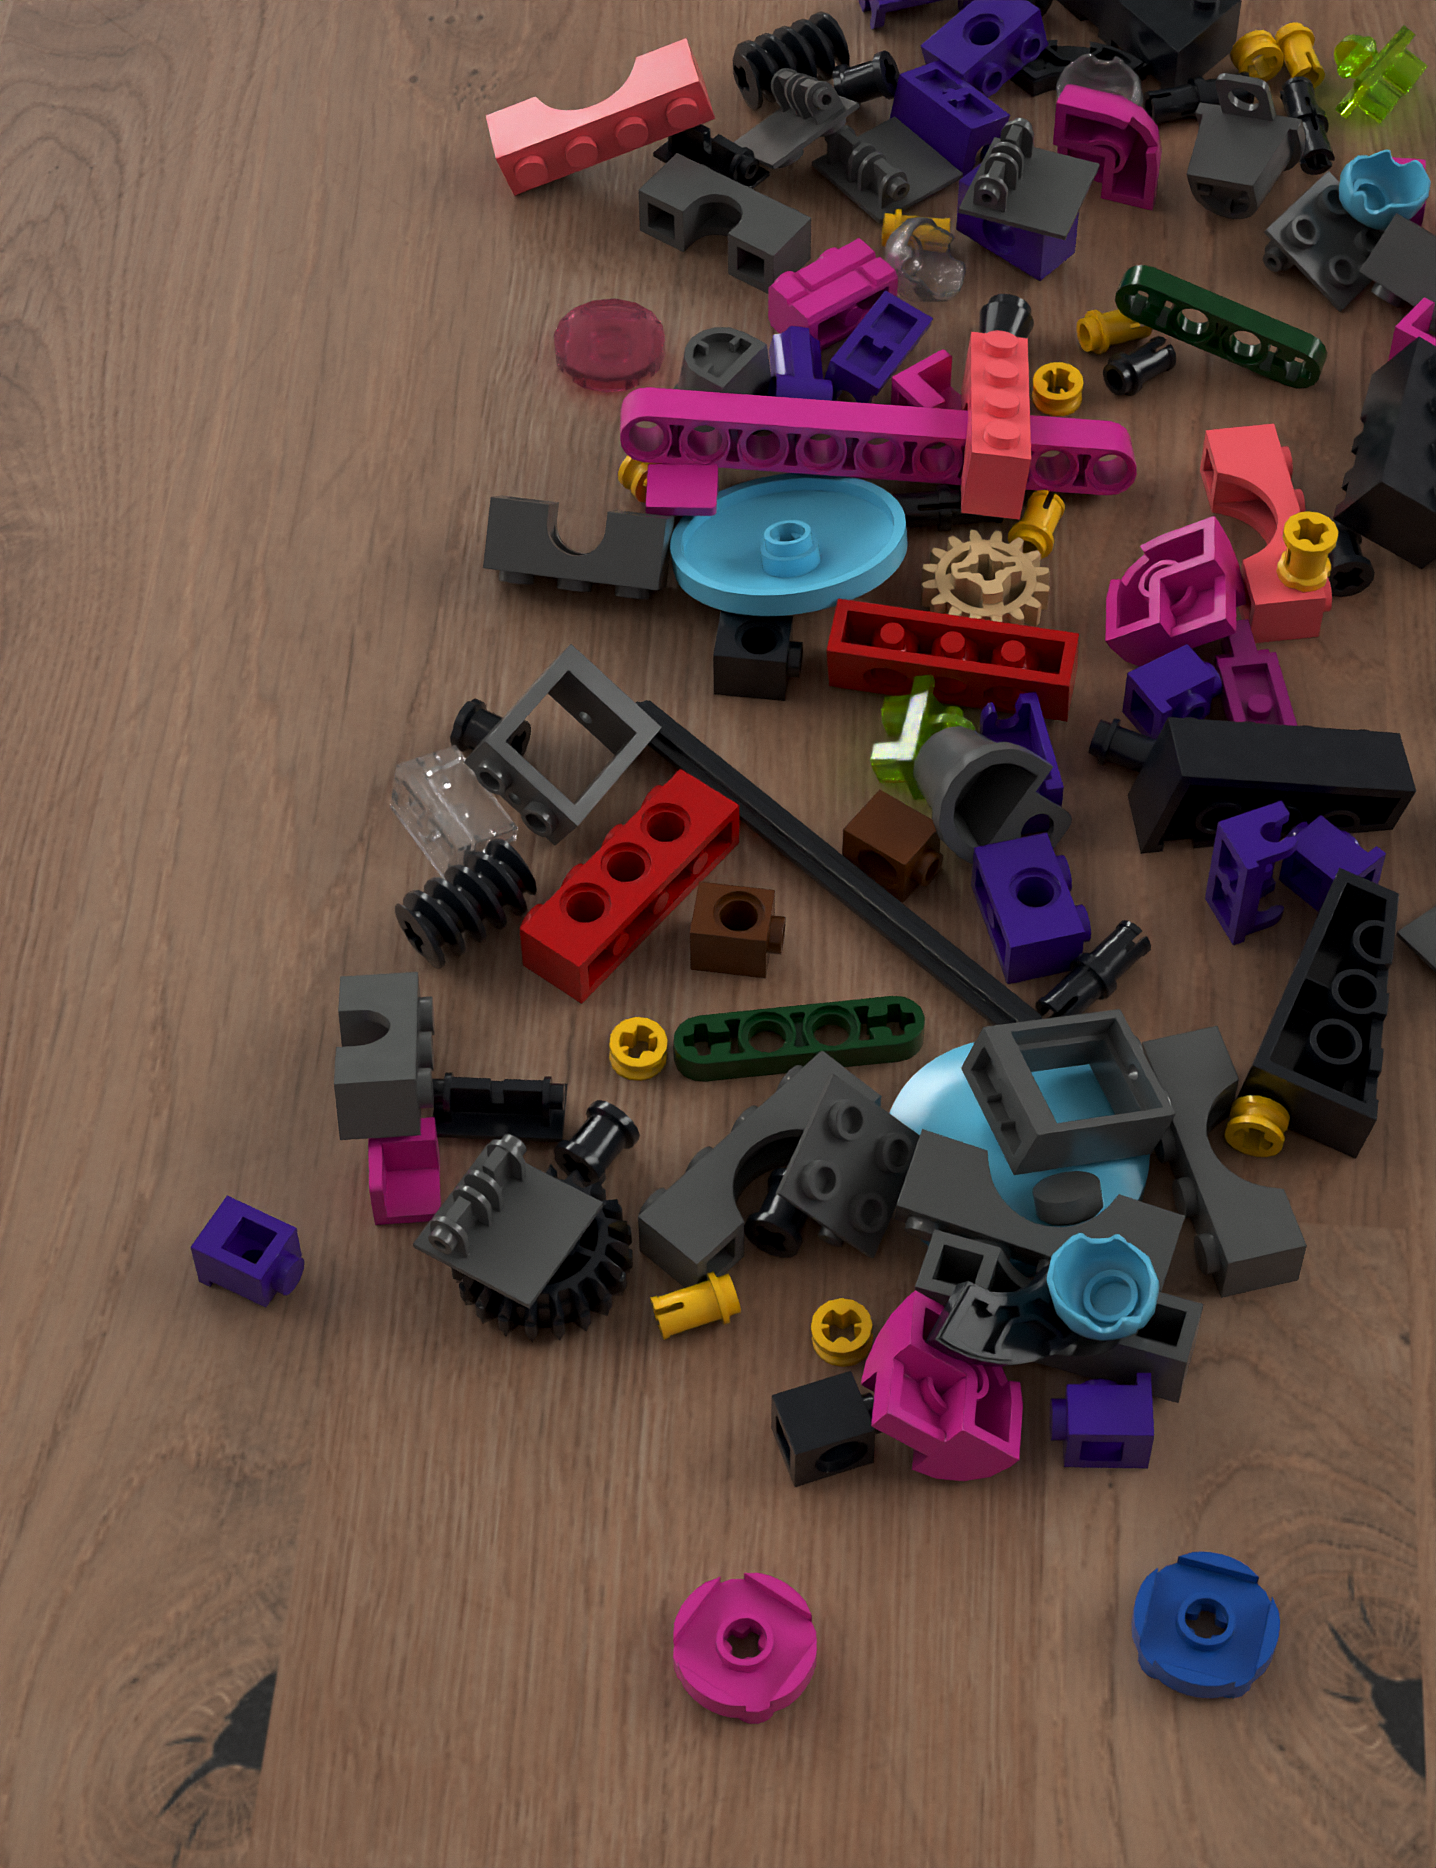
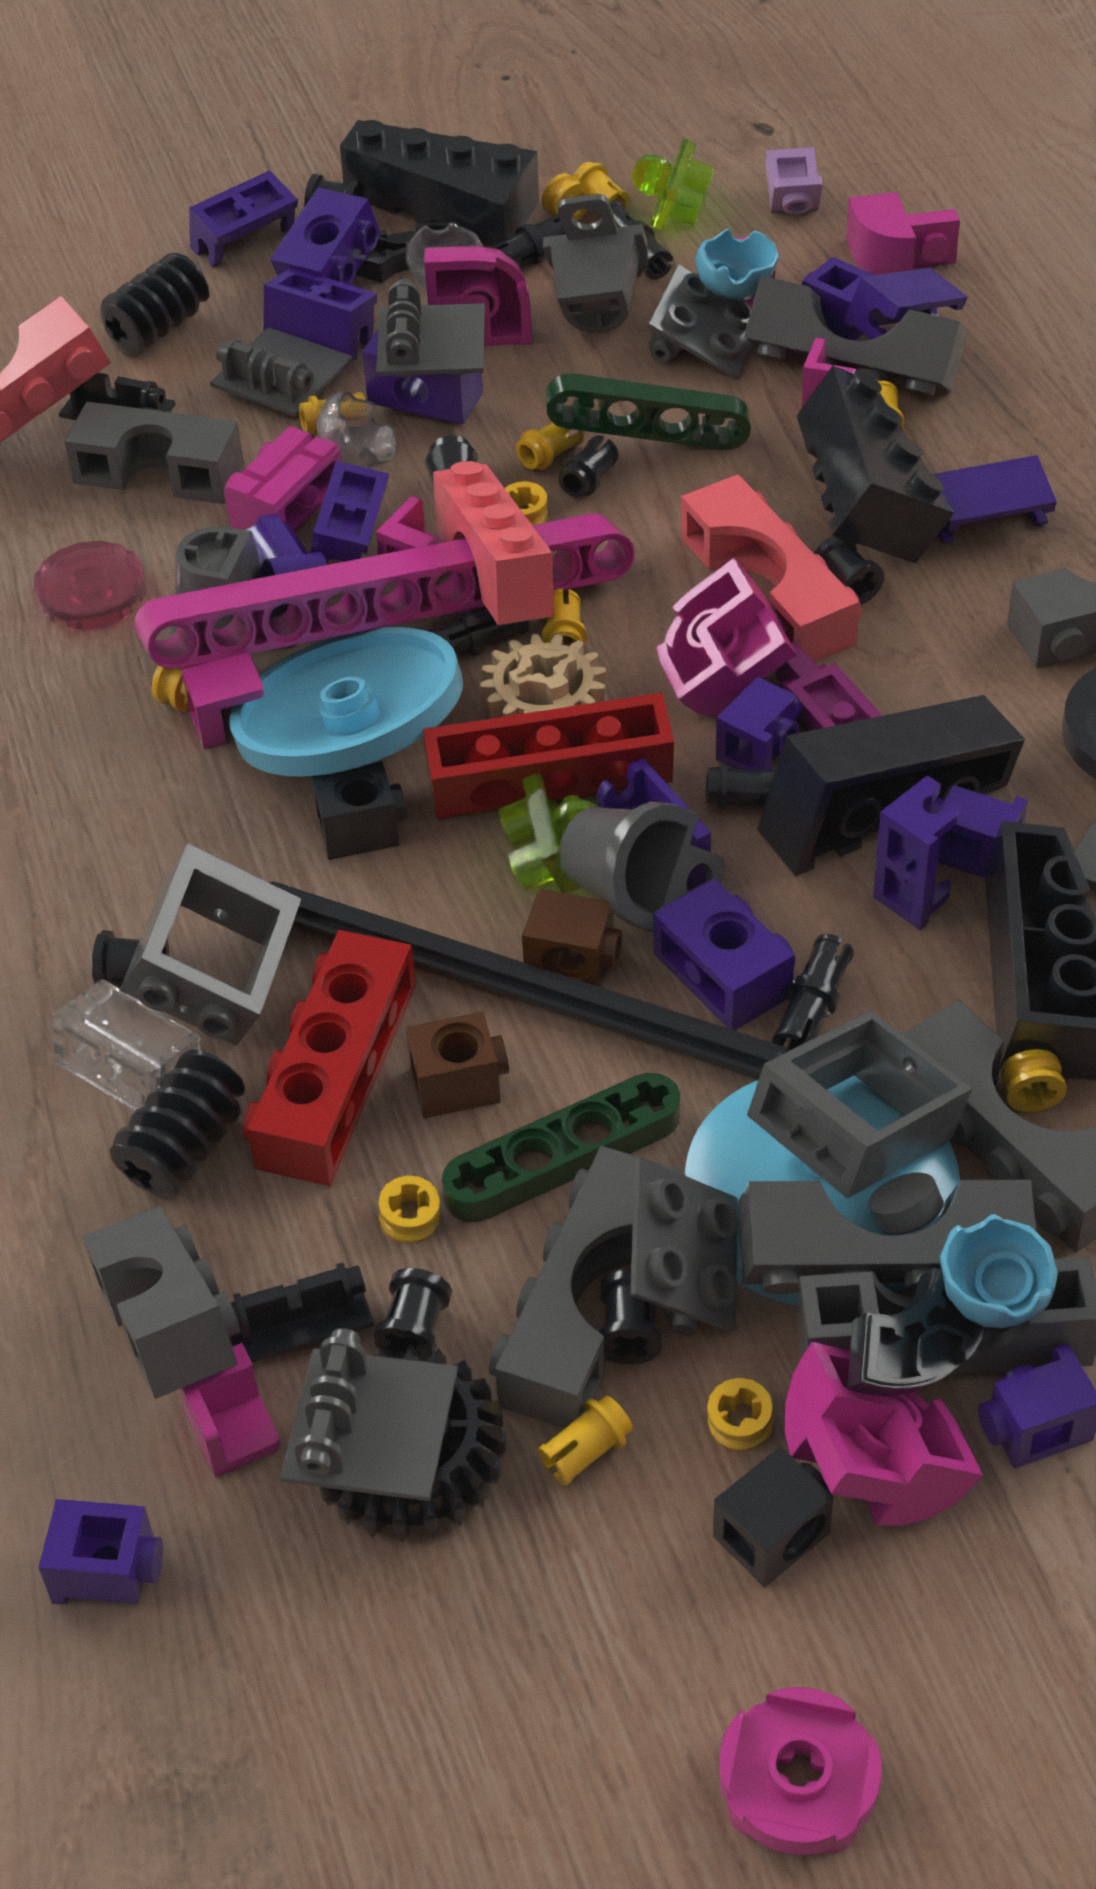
camera: 20 degrees left, 5 degrees down
(526, 543) = (90, 775): dark grey arch -> none
(805, 113) = (189, 339): dark grey hinge -> none
(867, 79) = (232, 302): black bush -> none
(1308, 542) = (829, 557): yellow bush -> none

